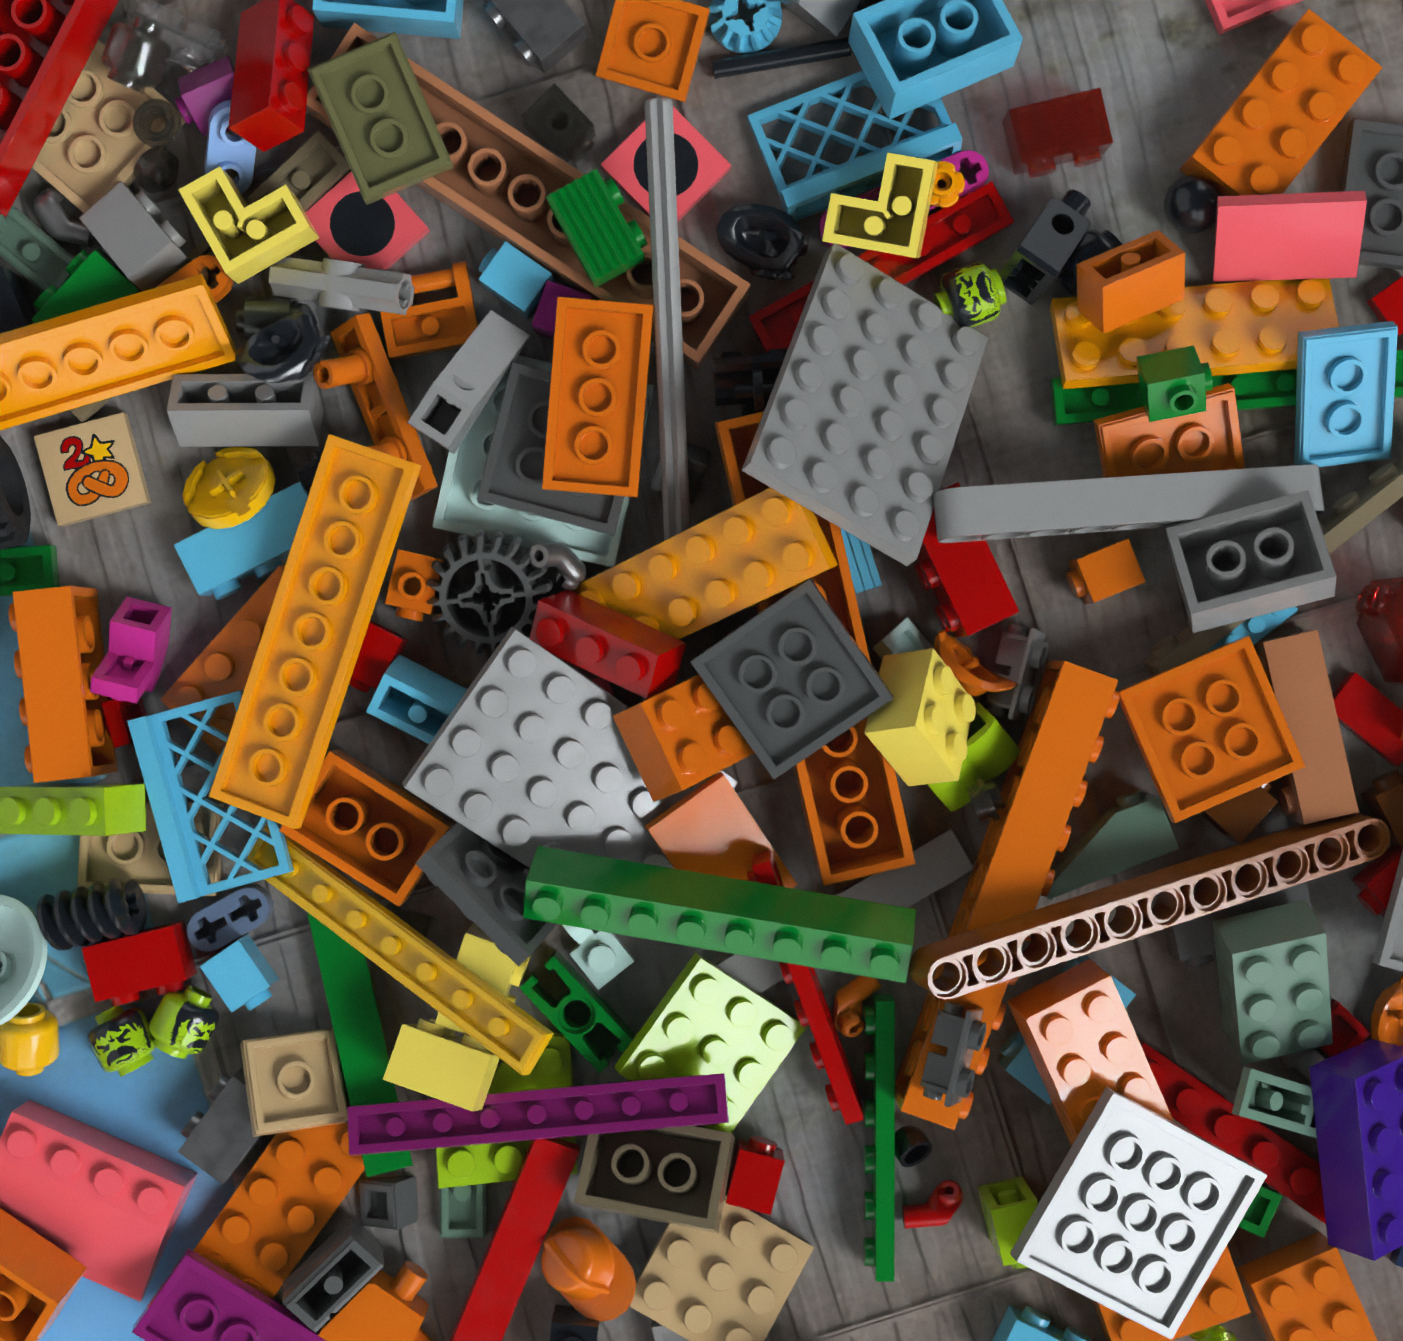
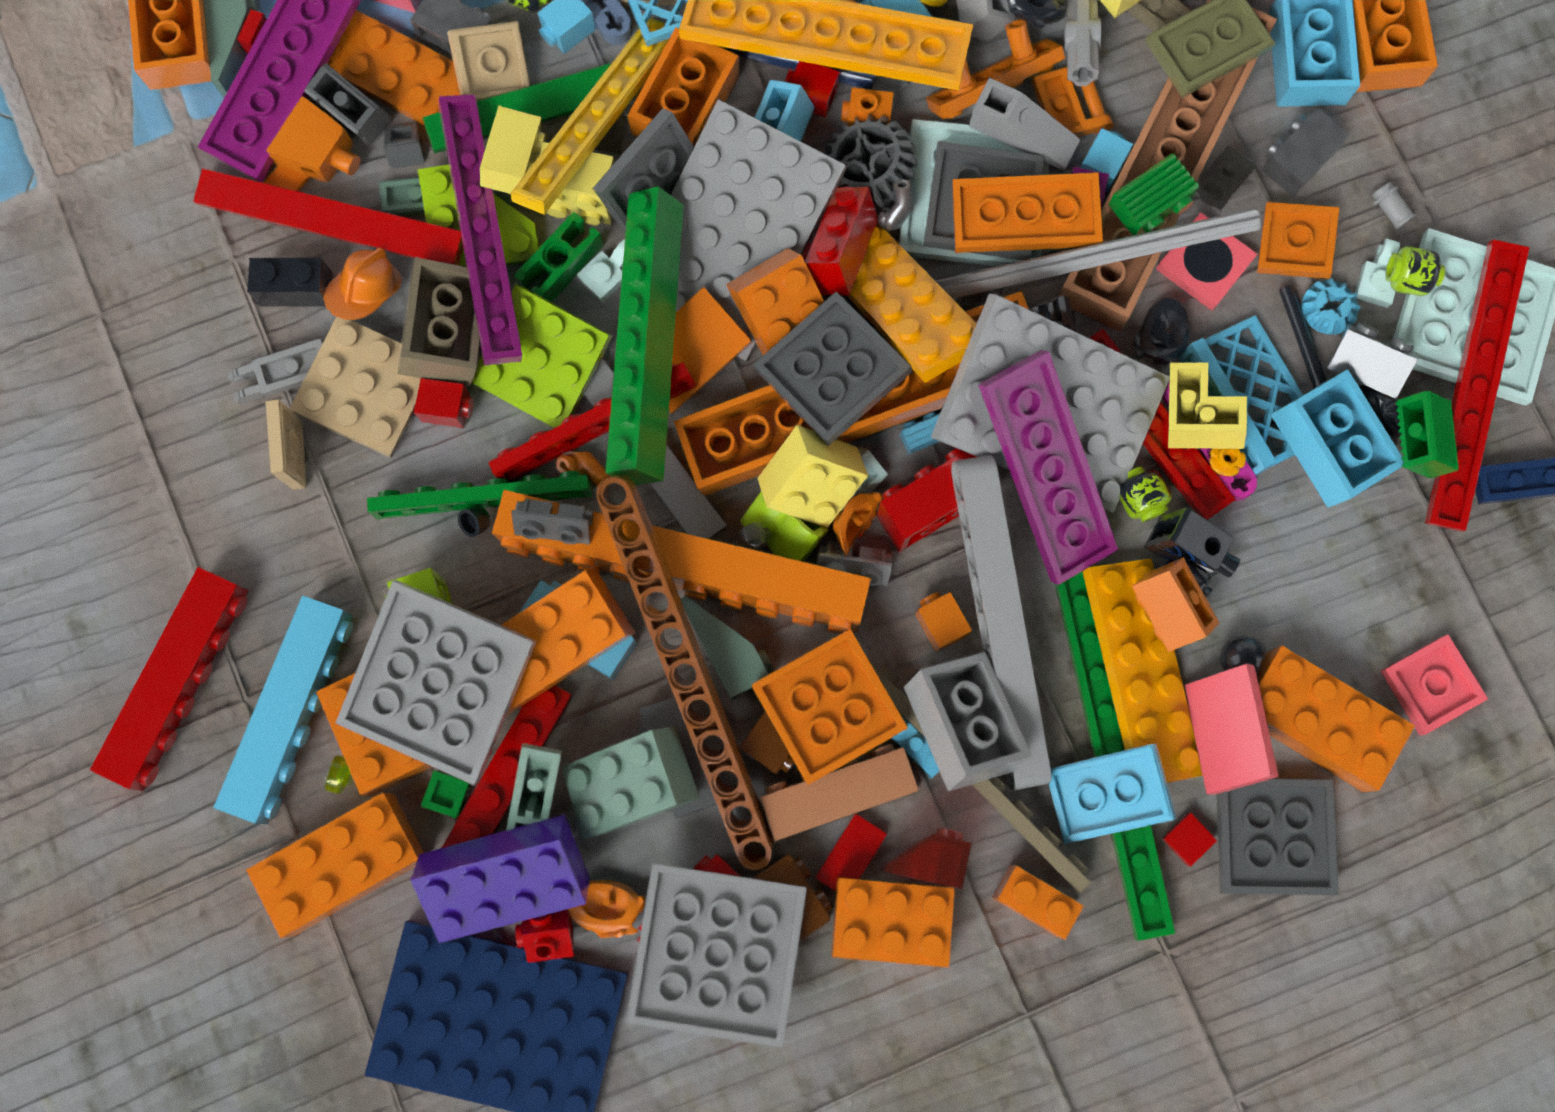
camera: 90 degrees right, 10 degrees down
(362, 232) = (1125, 57): tile -> none
(937, 1209) = (424, 547): red arm -> none
(950, 419) = (1048, 466): none -> magenta plate
(1057, 133) = (1281, 546): clear red brick -> none
(1172, 445) = (1059, 661): orange tile -> none
(1173, 383) = (1100, 646): green brick -> none
(1346, 1030) = (596, 854): red tile -> none

